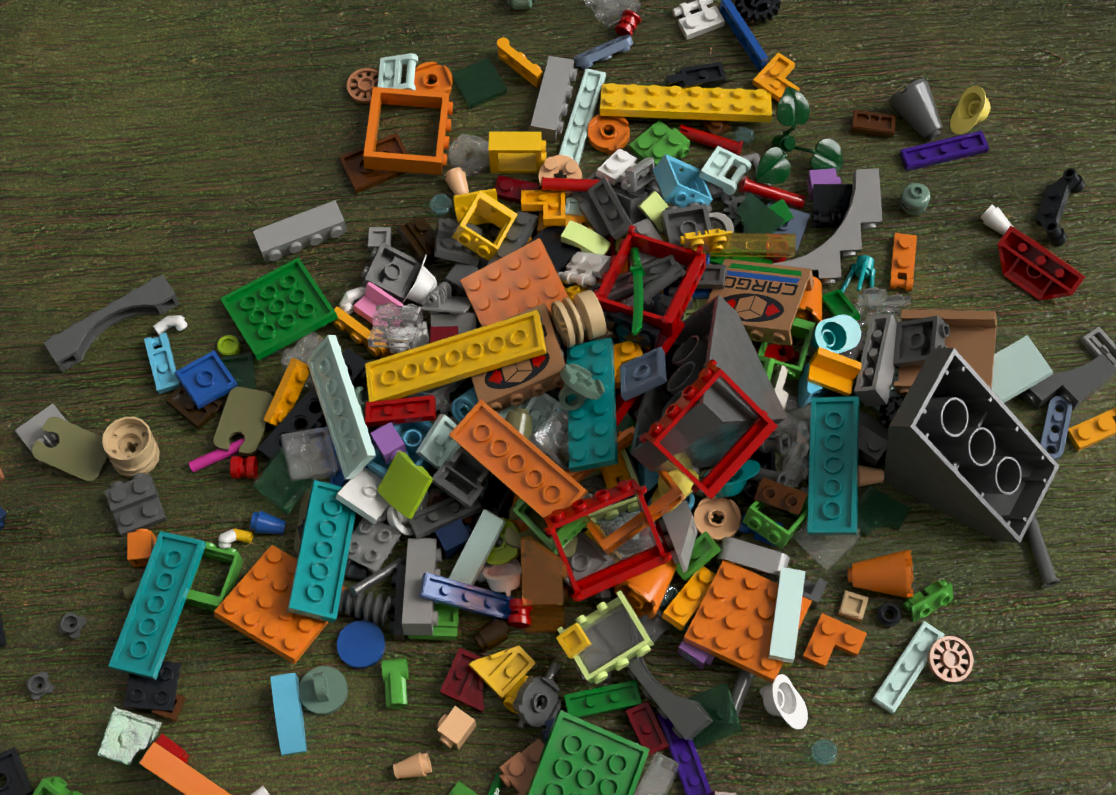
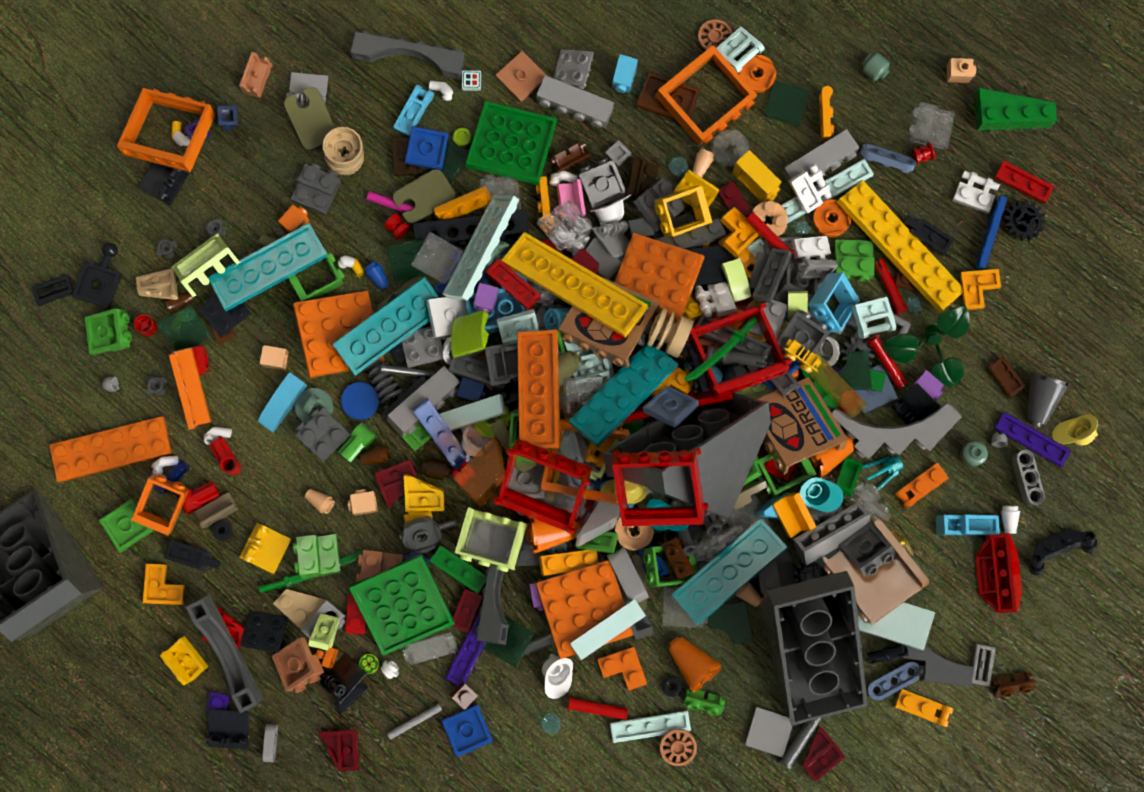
camera: 40 degrees right, 15 degrees up
(63, 723) = (158, 285): none -> tan wing
(81, 769) = (142, 323): none -> red wheel
(86, 657) = (200, 260): none -> yellowish green window
(97, 722) = (183, 300): none -> reddish brown cone
(190, 295) = (471, 80): none -> light aqua tile
(232, 254) = (521, 76): none -> nougat plate
(242, 682) = (274, 358): none -> light nougat panel
(270, 205) = (573, 67): none -> light grey hinge
(321, 171) = (624, 74): none -> medium azure slope
(338, 284) = (562, 161): none -> reddish brown hinge
(355, 704) = (322, 433): none -> dark grey plate
(425, 675) = (376, 455): none -> reddish brown cone
(567, 126) = (805, 190): none -> white plate
(573, 640) = (468, 524): yellow tile -> none
(578, 382) = (624, 378): sand green tile -> none
(592, 160) = (801, 227): none -> clear light blue plate
(848, 697) = (597, 708): none -> red pin
(853, 606) = (657, 660): tan tile -> none
(921, 173) = (999, 440): none -> light grey hinge
(967, 171) = (1031, 469): none -> light grey beam
(970, 257) = (967, 525): none -> medium azure slope
(1007, 571) = (768, 732): none -> light grey tile
(1029, 406) = (887, 654): none -> black pin
(1069, 545) = (822, 756): none -> dark red wing

